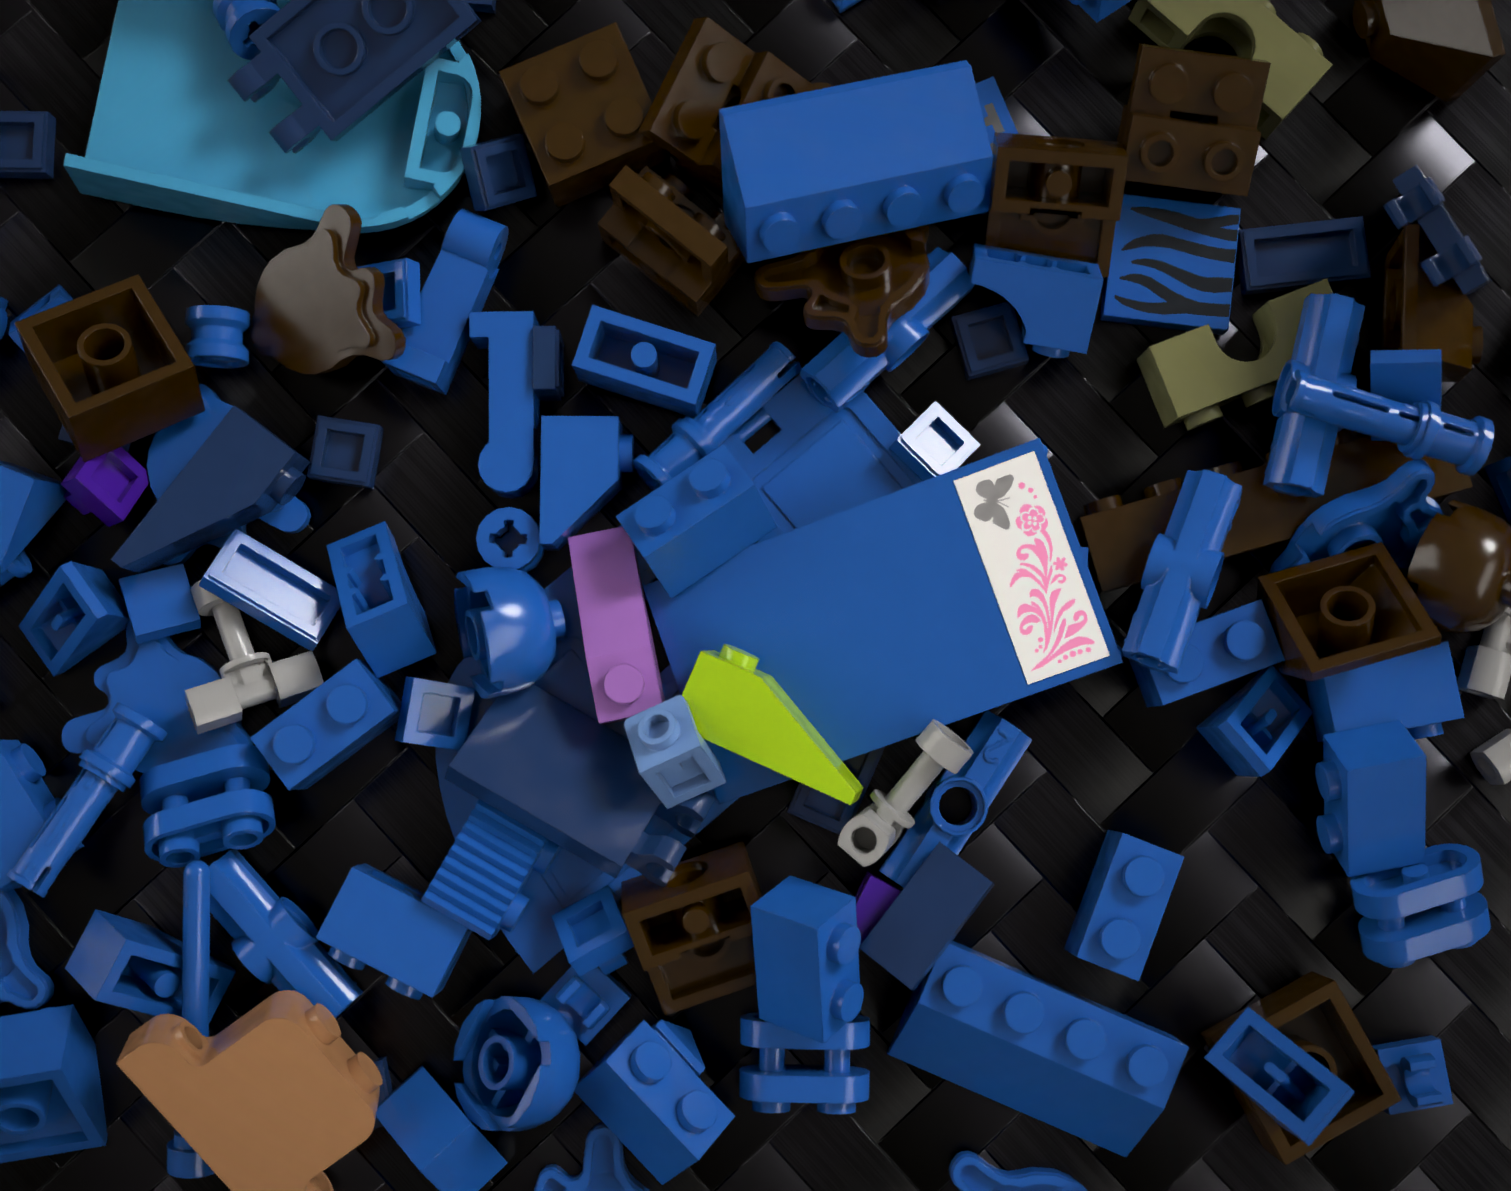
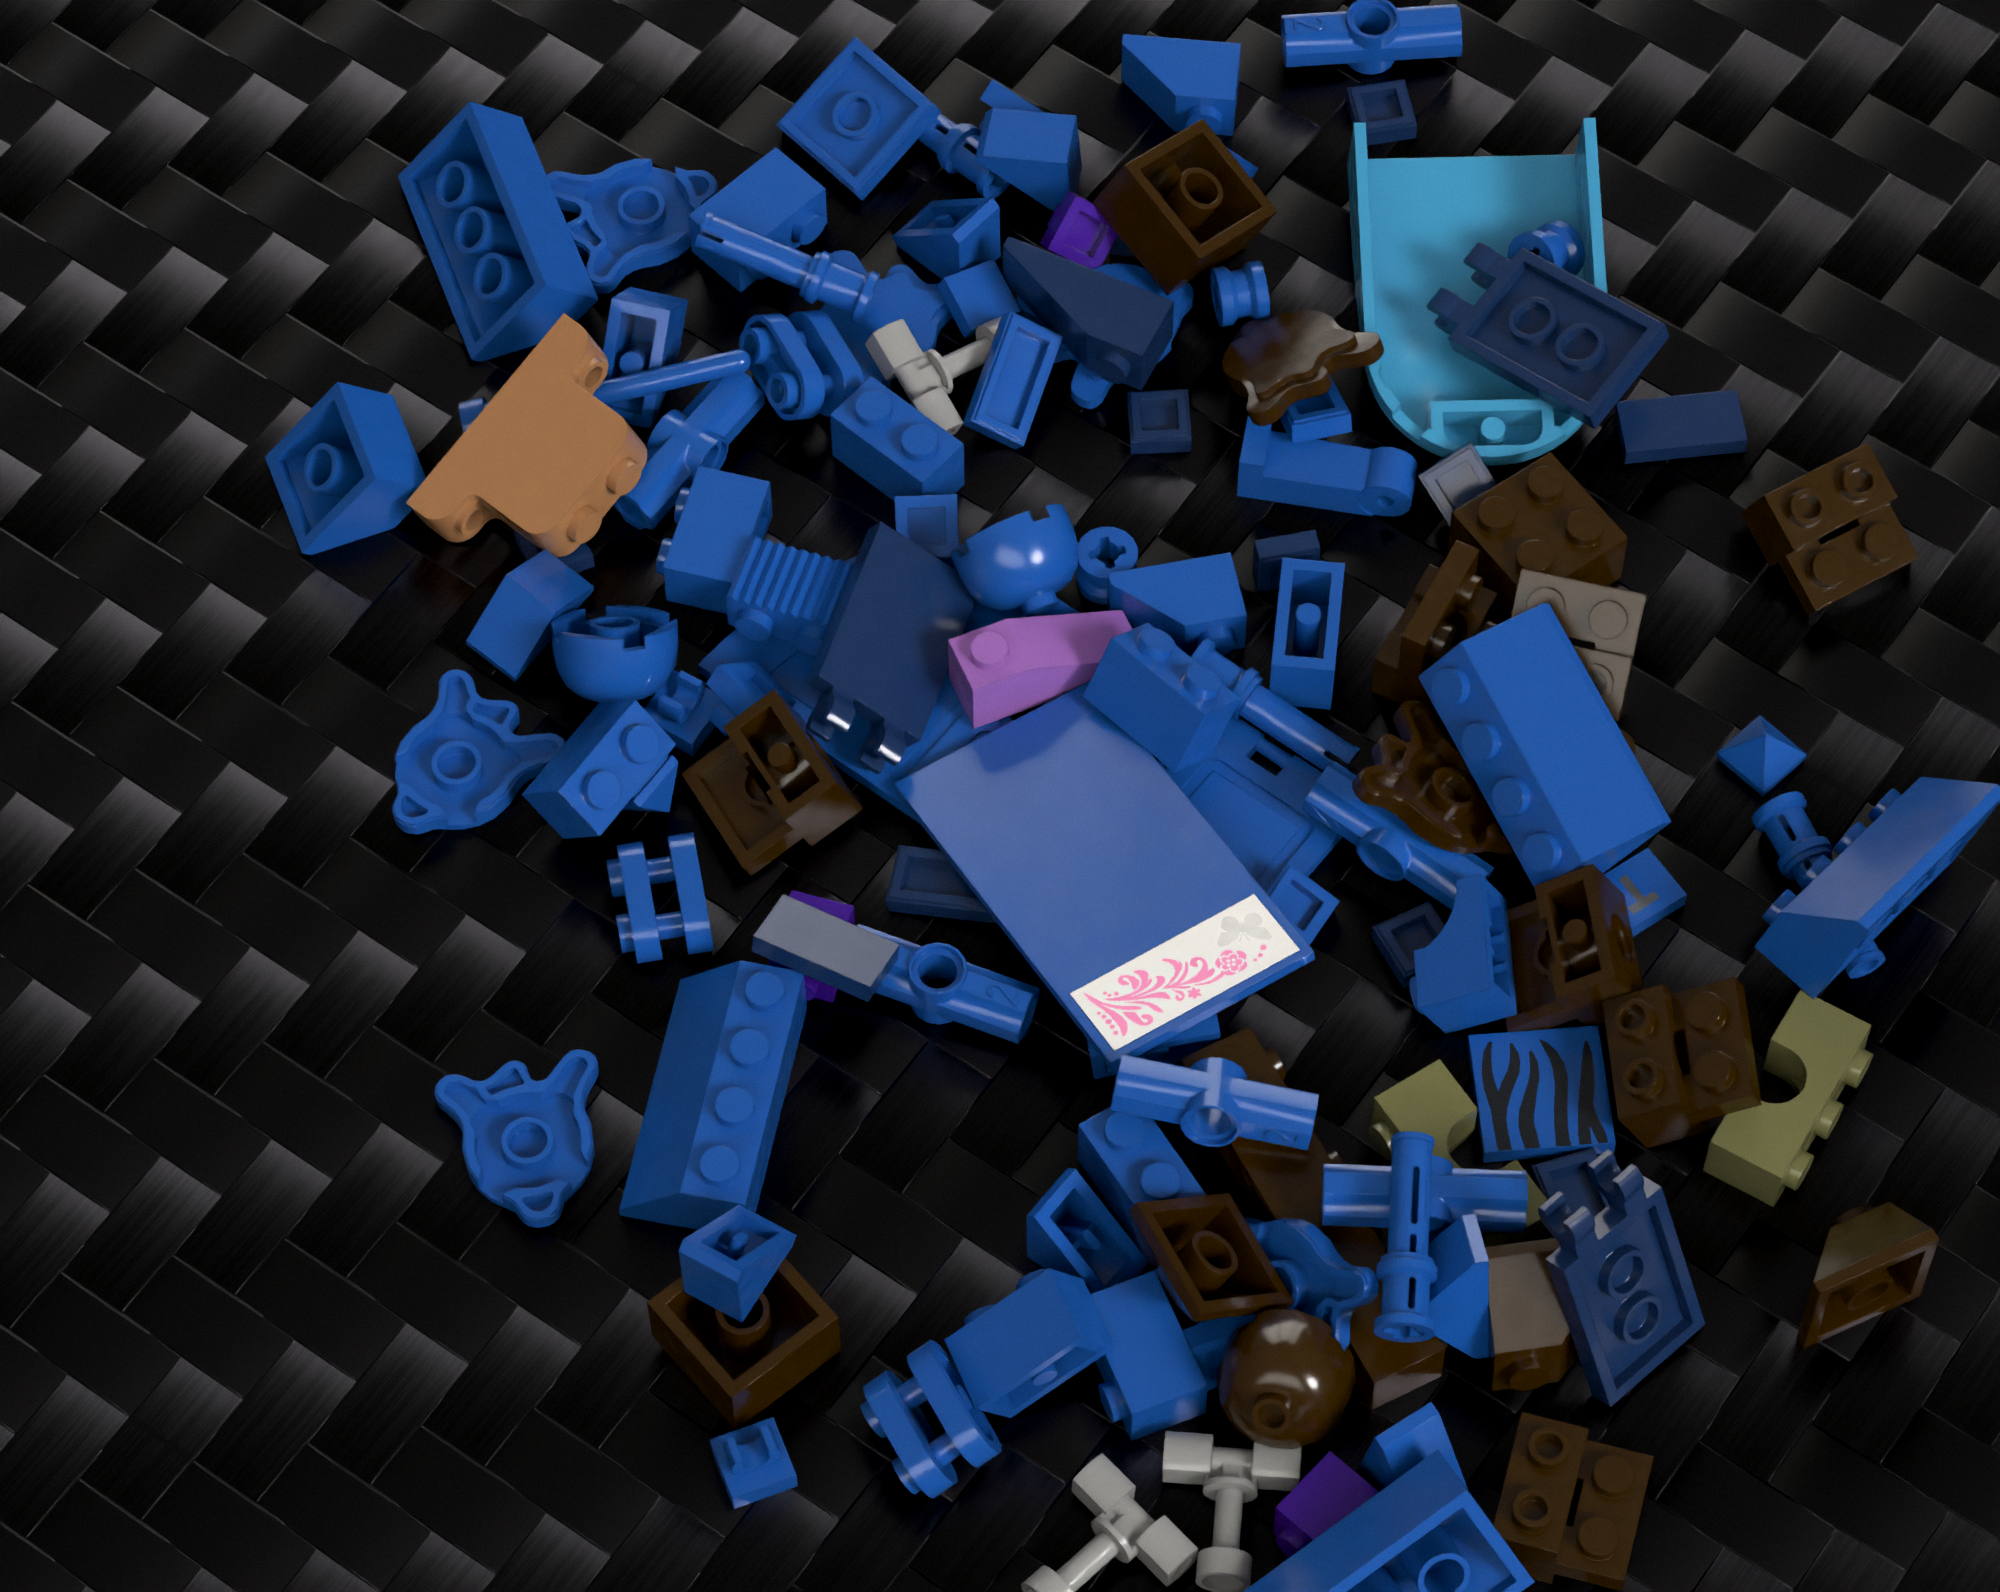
camera: 80 degrees right, 25 degrees down
(379, 600) = (1021, 464): blue arch -> none
(513, 453) = (1187, 538): blue leg -> none
(672, 752) = (929, 702): medium blue bracket -> none
(758, 720) = (980, 782): lime slope -> none
(807, 958) = (764, 853): blue brick -> none
(886, 819) = (915, 906): light grey bar -> none
(1123, 904) = (872, 1146): blue brick -> none

